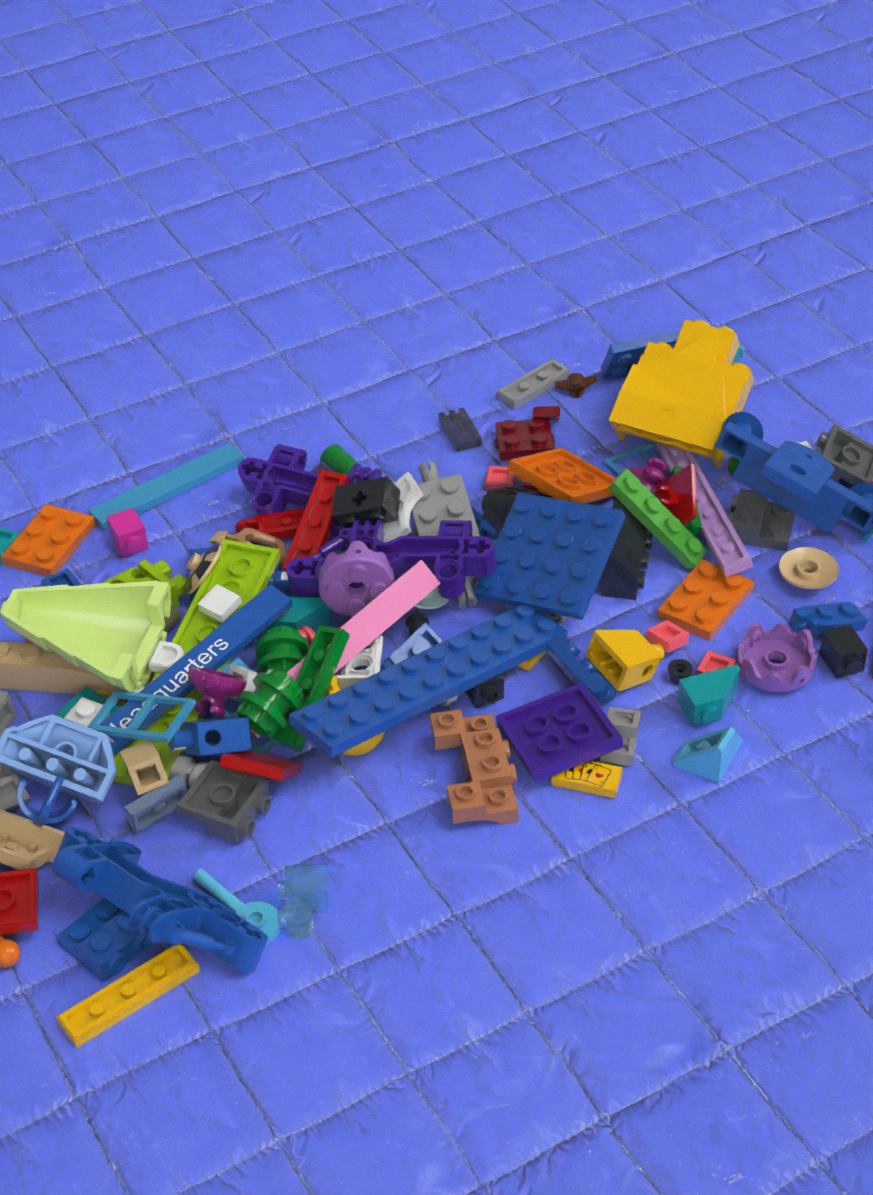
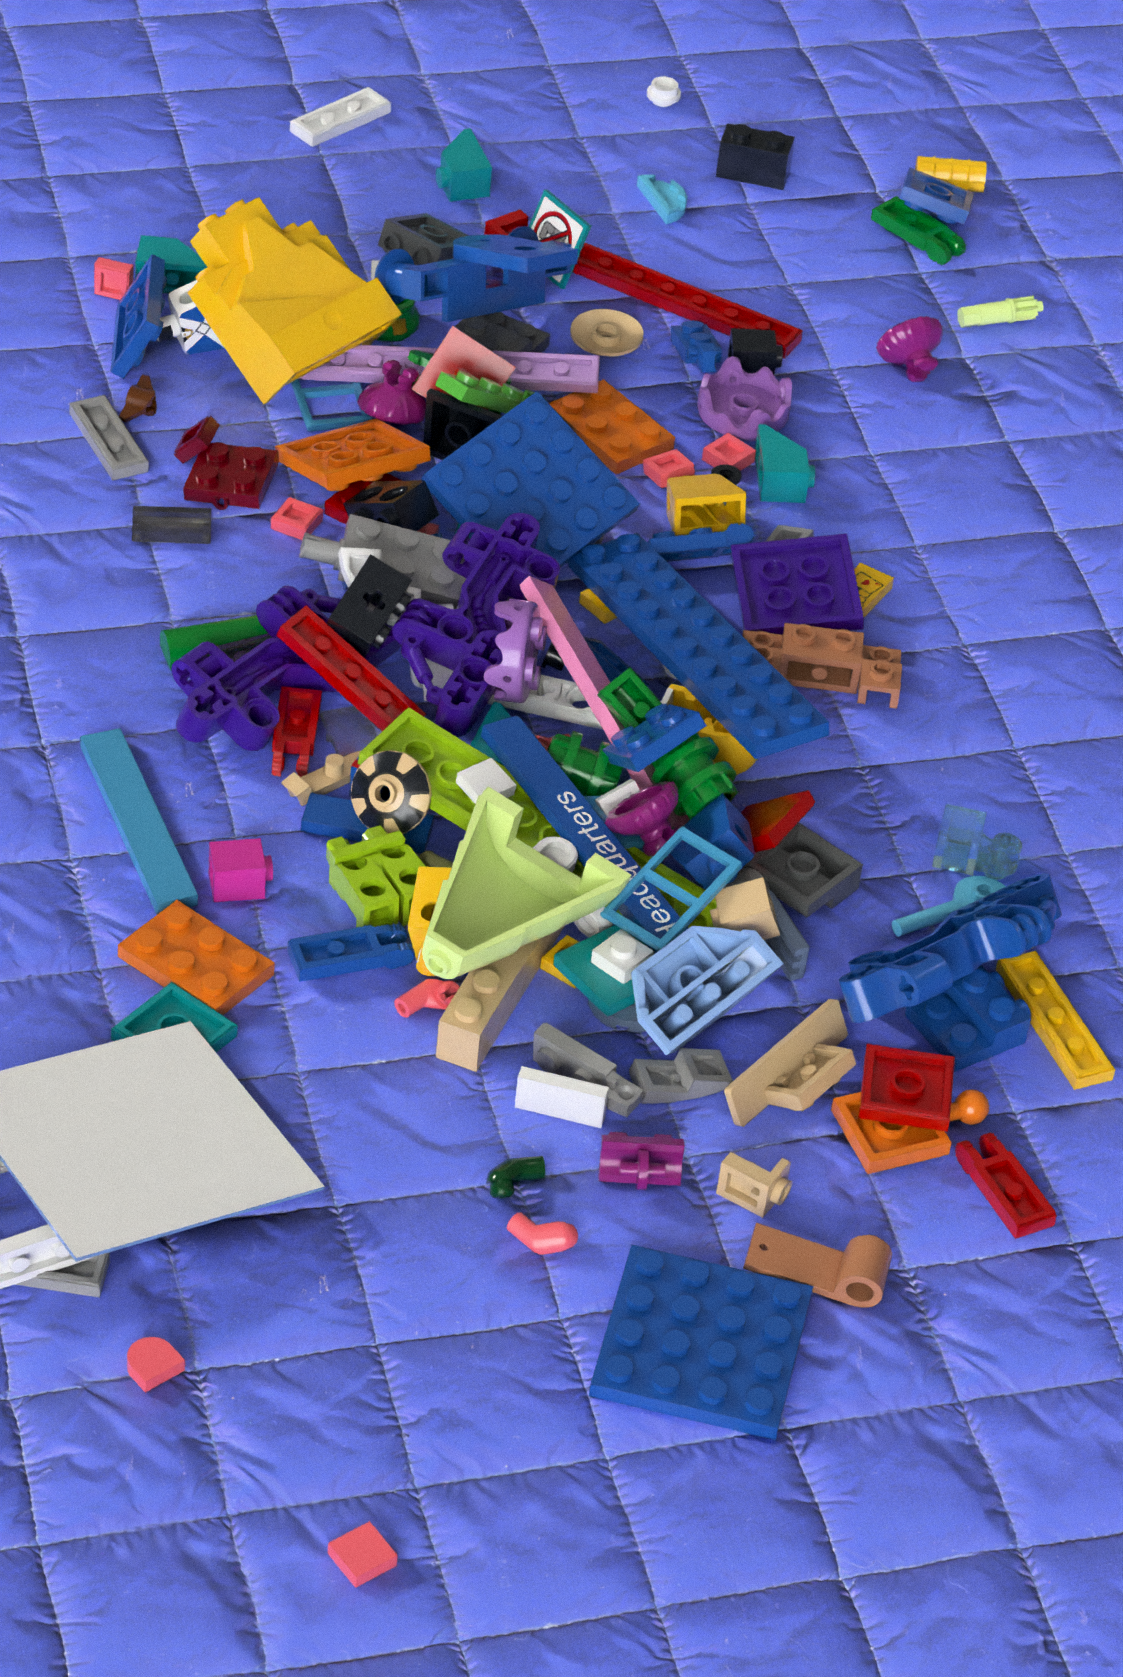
camera: 80 degrees left, 0 degrees up
(45, 815) = (761, 1020): blue helmet -> none
(260, 537) = (325, 749): medium nougat helmet -> none
(277, 659) = (653, 738): none -> blue plate
(709, 754) = (868, 491): medium azure slope -> none

